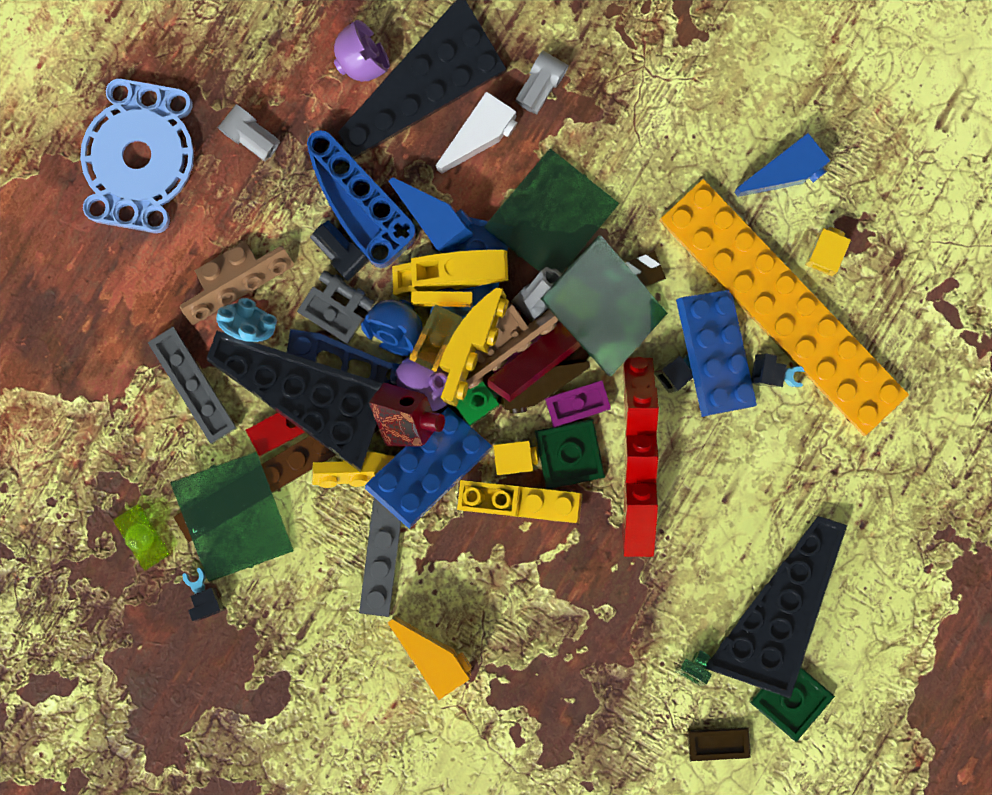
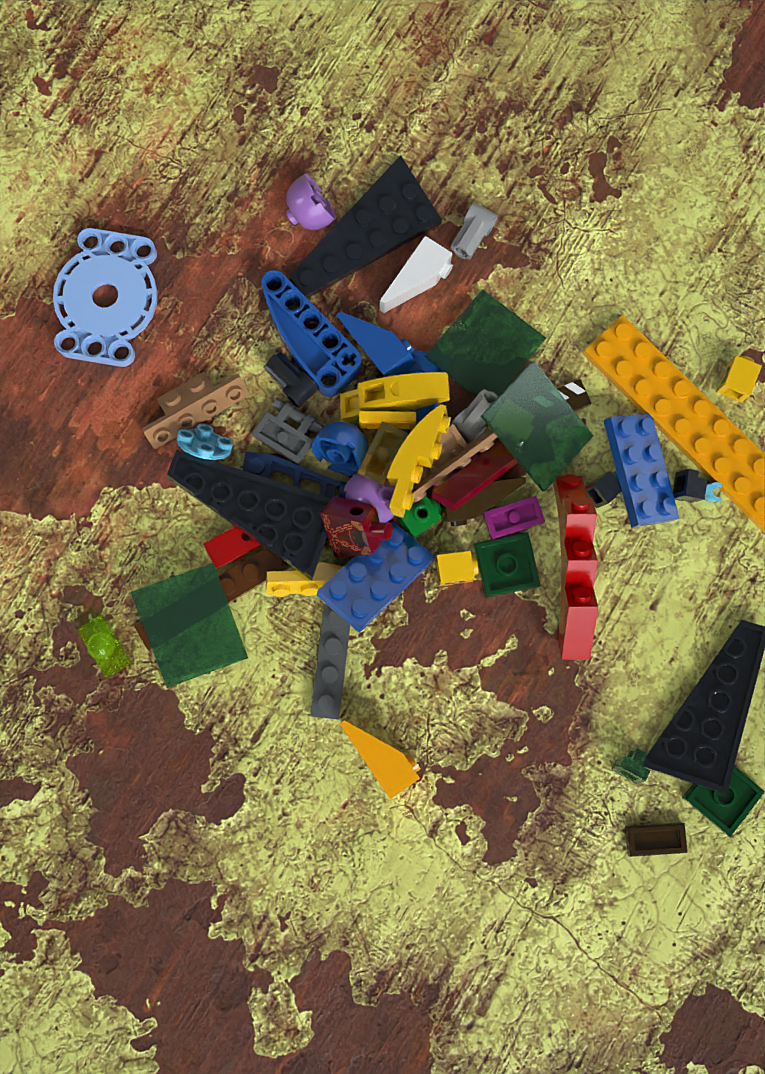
camera: 10 degrees left, 5 degrees down
(192, 385) = (153, 503): dark grey plate -> none
(205, 601) = (163, 706): black piece -> none
(243, 129) = (202, 271): light grey piece -> none
(519, 501) = (461, 608): yellow slope -> none
(791, 168) = (700, 306): blue slope -> none

